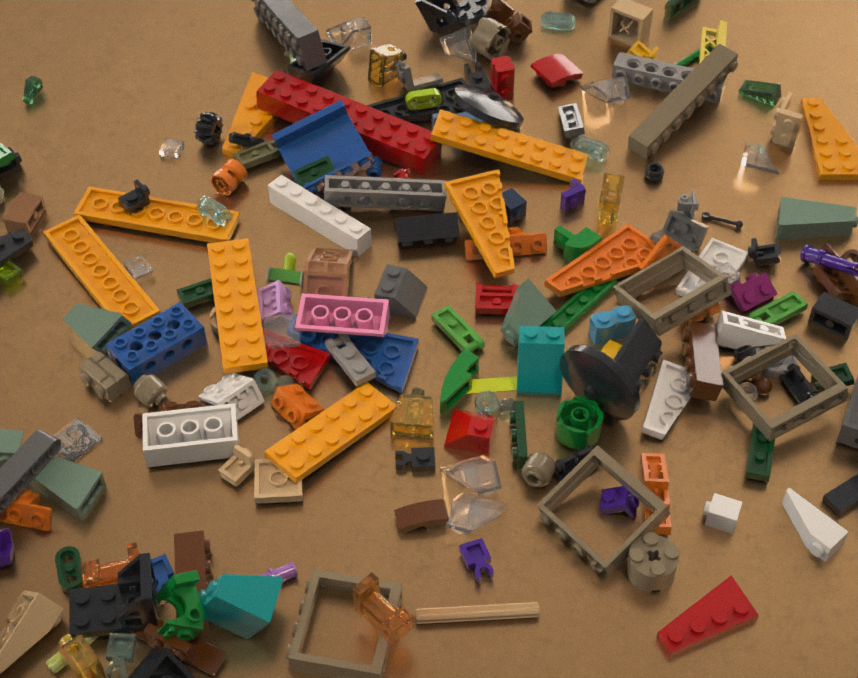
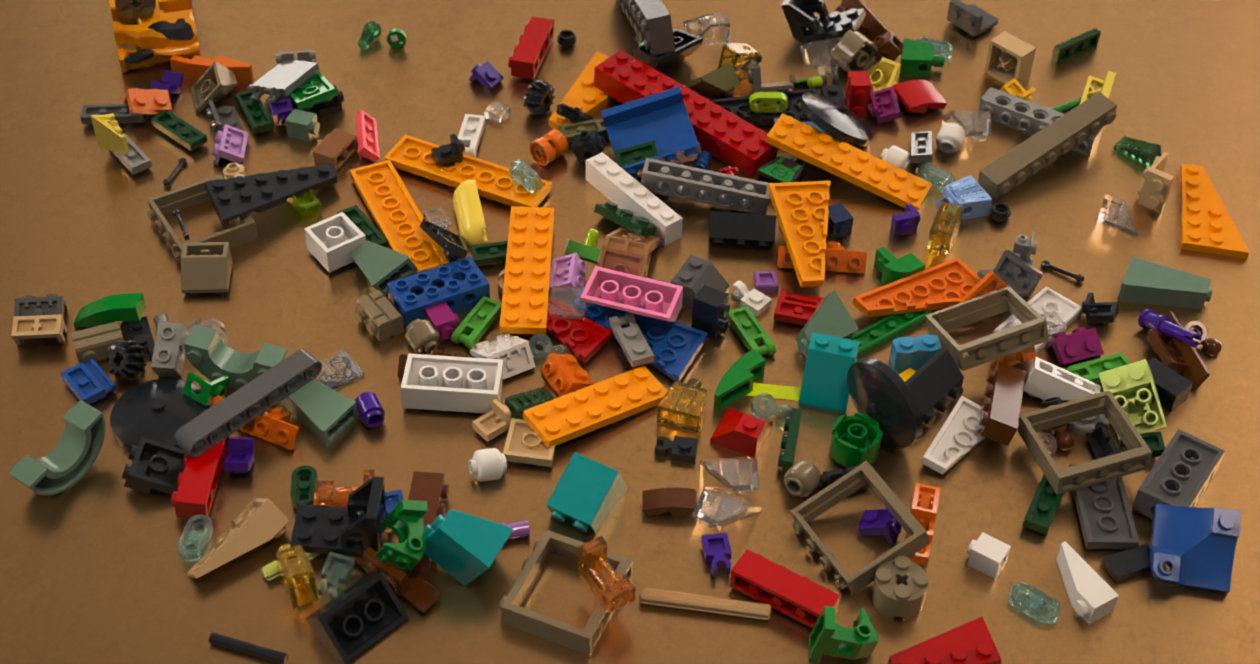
camera: 10 degrees right, 5 degrees down
(44, 308) = (333, 241): none -> white brick
(52, 193) = (367, 136): none -> coral plate
(59, 89) = (396, 38): none -> green tile
(67, 288) = (365, 225): none -> dark green plate
(116, 475) = (370, 409): none -> dark purple brick
(152, 173) = (471, 133): none -> white plate
(153, 112) = (486, 75): none -> dark purple bracket
(153, 288) = (449, 241): none -> black wing
(167, 371) = (442, 319): none -> magenta brick
(168, 257) = (469, 214): none -> light yellow brick
(190, 79) = (531, 48): none -> red brick
(200, 366) = (477, 322): none -> bright green plate
(220, 63) = (566, 38): none -> black plate
(242, 511) = (487, 464): none -> white head
(252, 442) = (518, 402): none -> clear green slope
(265, 169) = (587, 145): none -> black brick
(316, 237) = (625, 218): none -> dark green plate
(342, 524) = (586, 493): none -> teal slope
(369, 85) = (716, 82): none -> olive slope
(418, 318) = (710, 311): none -> black brick
(450, 166) = (781, 171): none -> torso
(454, 297) = (754, 299): none -> white plate
(458, 71) = (813, 82): none -> piece
(459, 276) = (766, 281): none -> medium lavender tile
(522, 56) = (884, 74): none -> light yellow slope
(528, 84) = (884, 105): none -> magenta bracket
(548, 33) = (918, 58): none -> green torso
(548, 586) = (781, 588): none -> red brick
(550, 134) = (896, 157): none -> white head
(594, 106) = (950, 137): none -> white head
(605, 627) = (836, 640): none -> green tile
(621, 161) = (969, 195): none -> light blue torso
(773, 551) = (1034, 603): none -> clear light blue plate
(815, 452) = (1106, 515): none -> dark grey plate
(818, 331) = (1136, 394): none -> yellowish green slope

